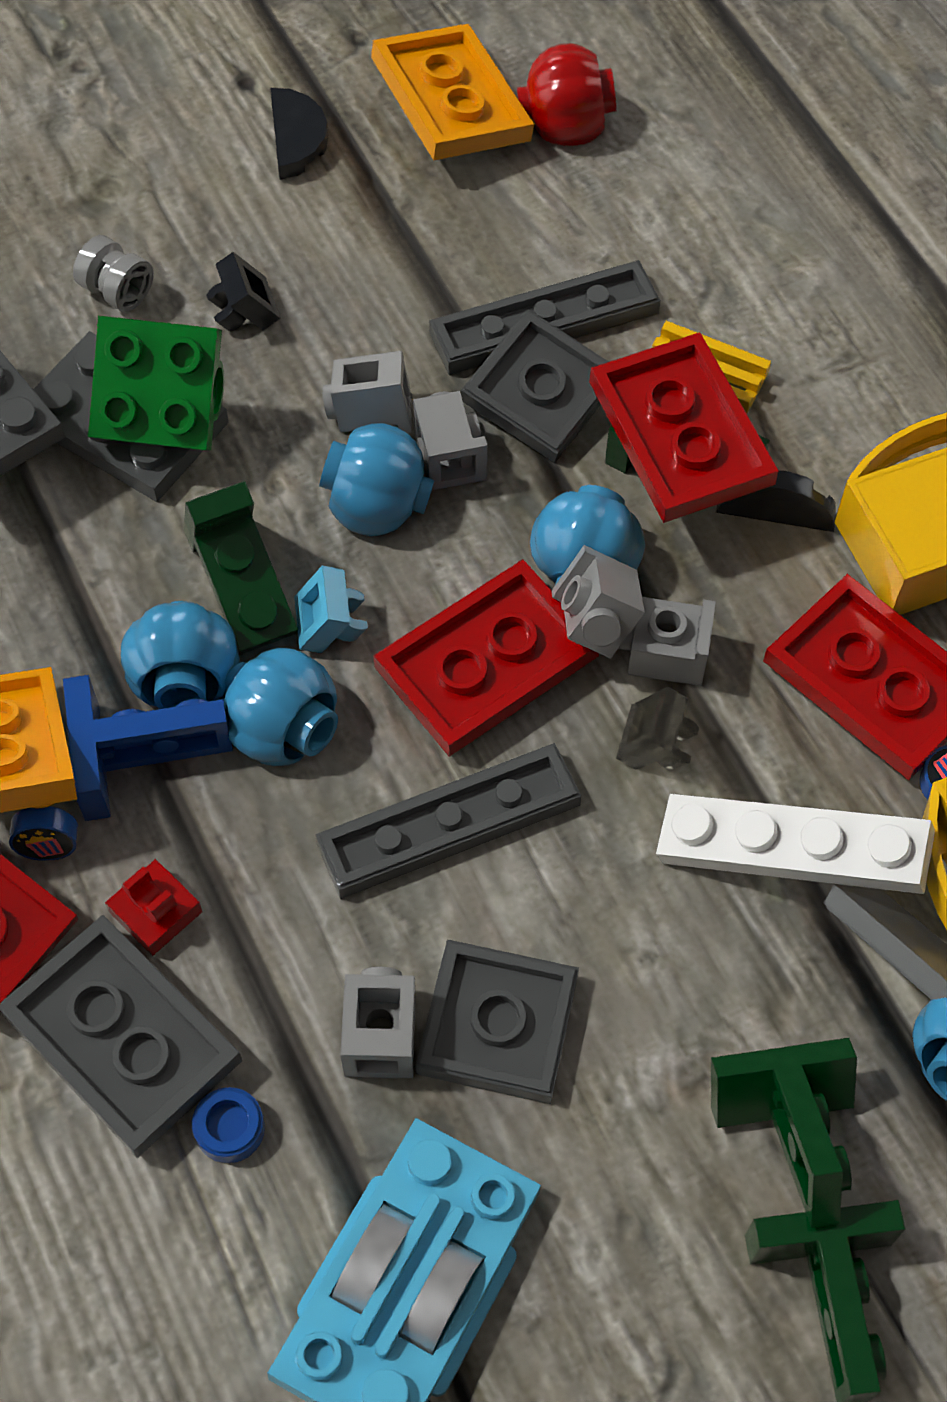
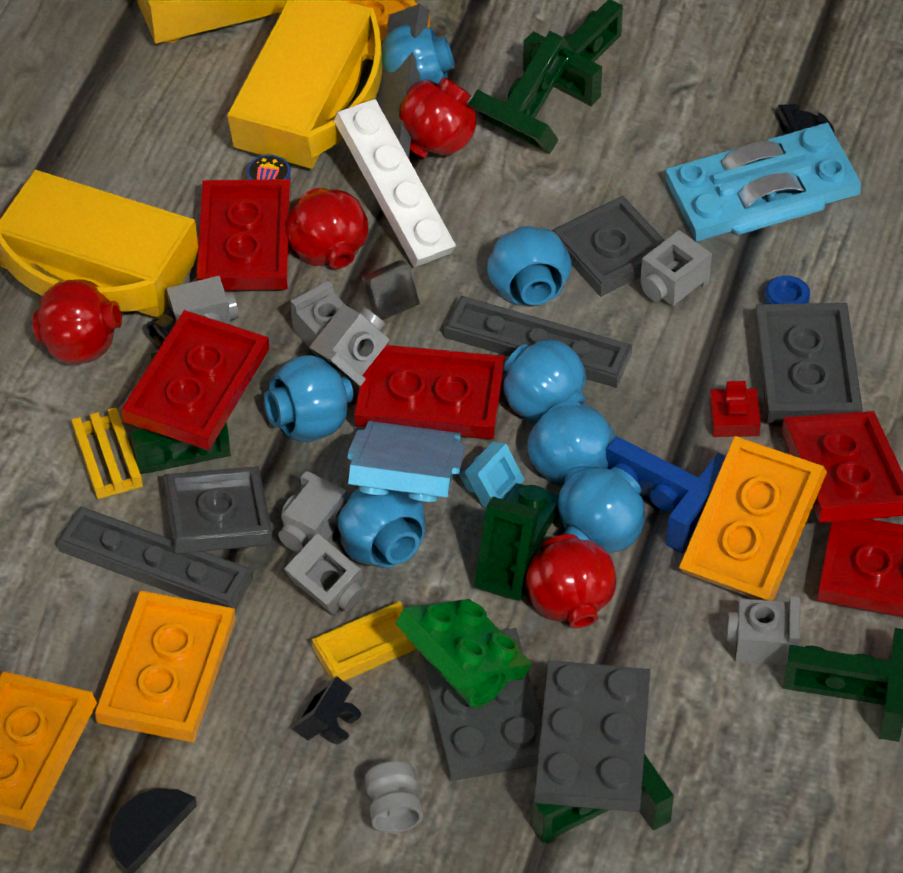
camera: 135 degrees left, 10 degrees down
(140, 555) = (571, 580): none -> red plant
(280, 390) = (362, 643): none -> yellow tile
(379, 756) = (542, 378): none -> dark azure plant
(391, 497) = (404, 460): none -> medium azure piece
(421, 237) = (166, 666): none -> light orange plate
(546, 889) = (534, 260): none -> dark azure plant
(800, 546) = (203, 298): none -> light grey brick
(804, 748) = (327, 228): none -> red plant
(859, 982) = (437, 117): none -> red plant
(881, 409) = (76, 321): none -> red plant

